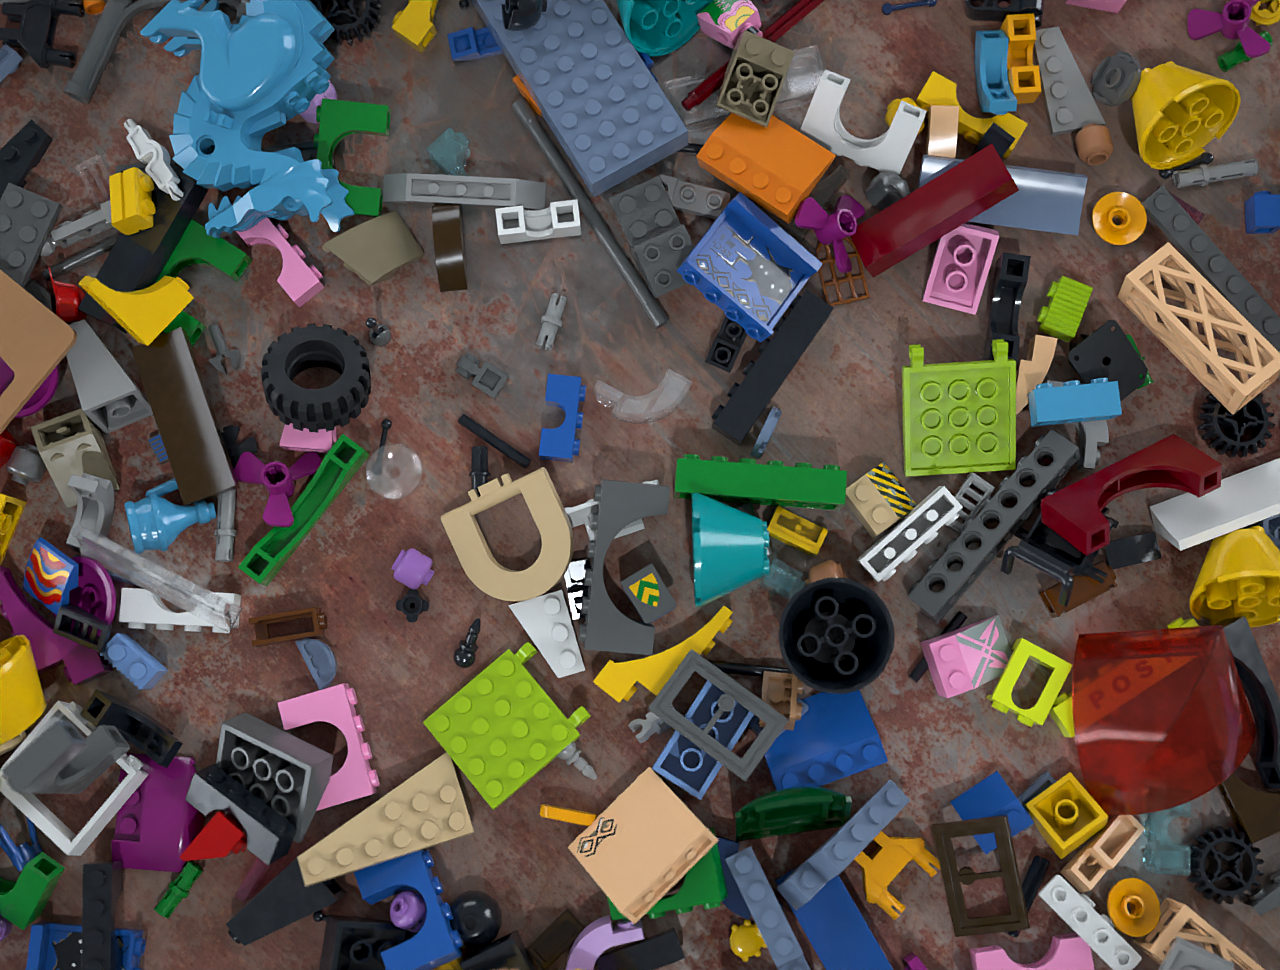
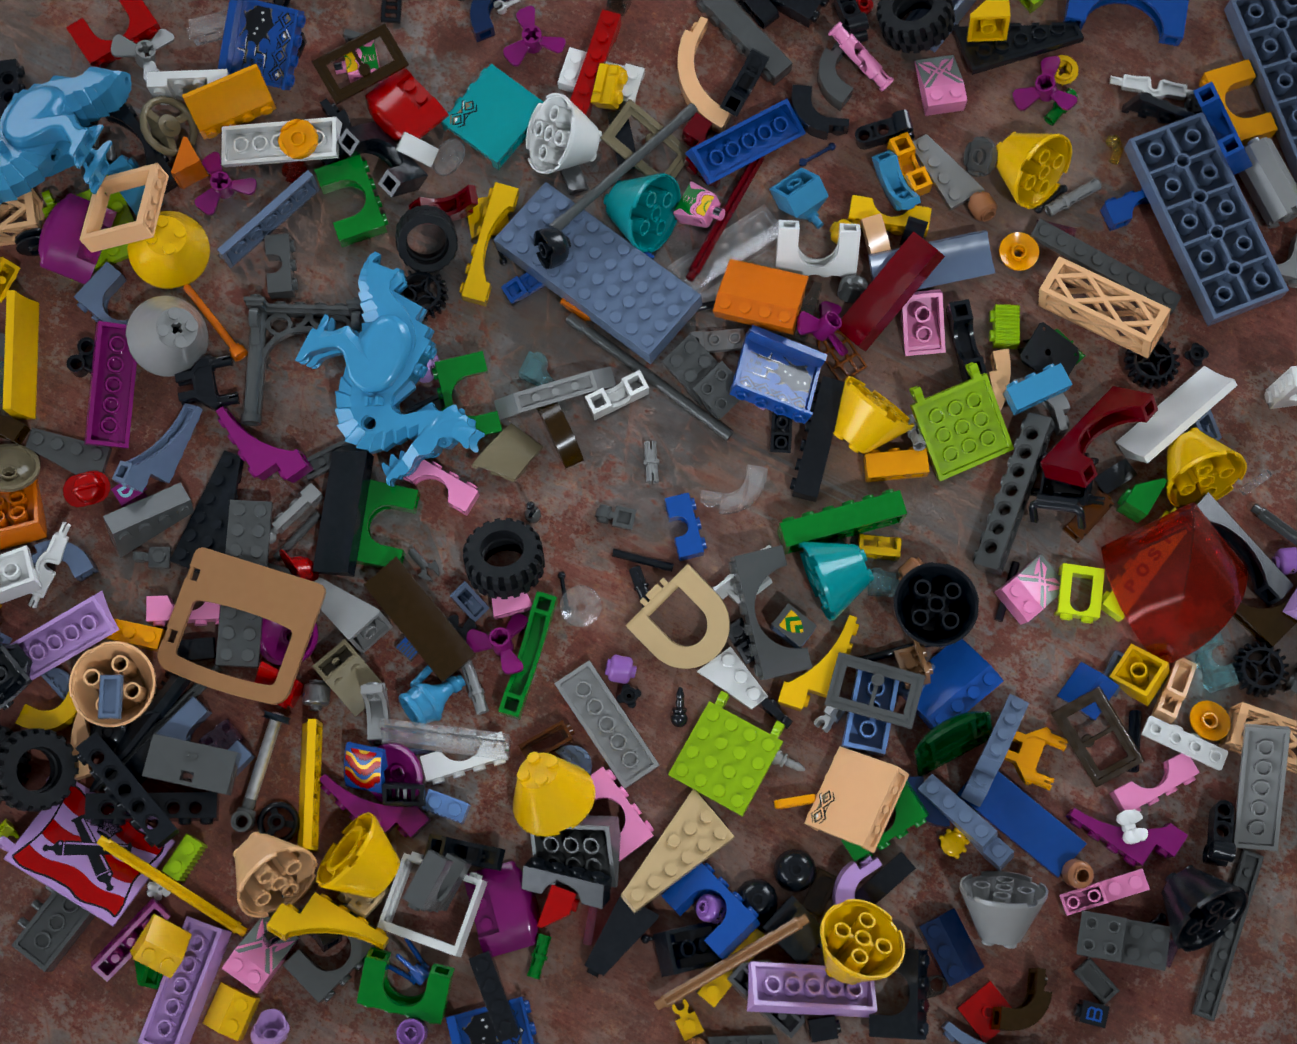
camera: 20 degrees left, 5 degrees down
(68, 141) = (261, 457): none -> magenta arch
(131, 201) = (324, 481): yellow brick -> none
(143, 311) = (366, 554): yellow arch -> none
(157, 156) = (333, 451): white piece -> none
(257, 415) = (469, 601): none -> sand blue slope
(262, 697) = (551, 795): none -> yellow cone
(370, 631) = (607, 724): none -> light grey plate
(535, 900) = (794, 870): none -> black cylinder
(584, 687) = (772, 708): none -> black plate
(754, 78) = (732, 242): dark tan slope -> none
(766, 432) = (831, 485): sand blue tile -> none
(843, 363) = (868, 418): none -> yellow cone
(857, 434) = (895, 464): none -> light orange brick
(866, 49) = (801, 195): none -> dark azure piece
(878, 499) = (928, 504): slope -> none
(894, 403) = (915, 435): none -> light grey pin
(909, 533) = (958, 518): white brick -> none
(981, 484) = (987, 466): light grey slope -> none
(1152, 593) = (1140, 499): none -> green slope

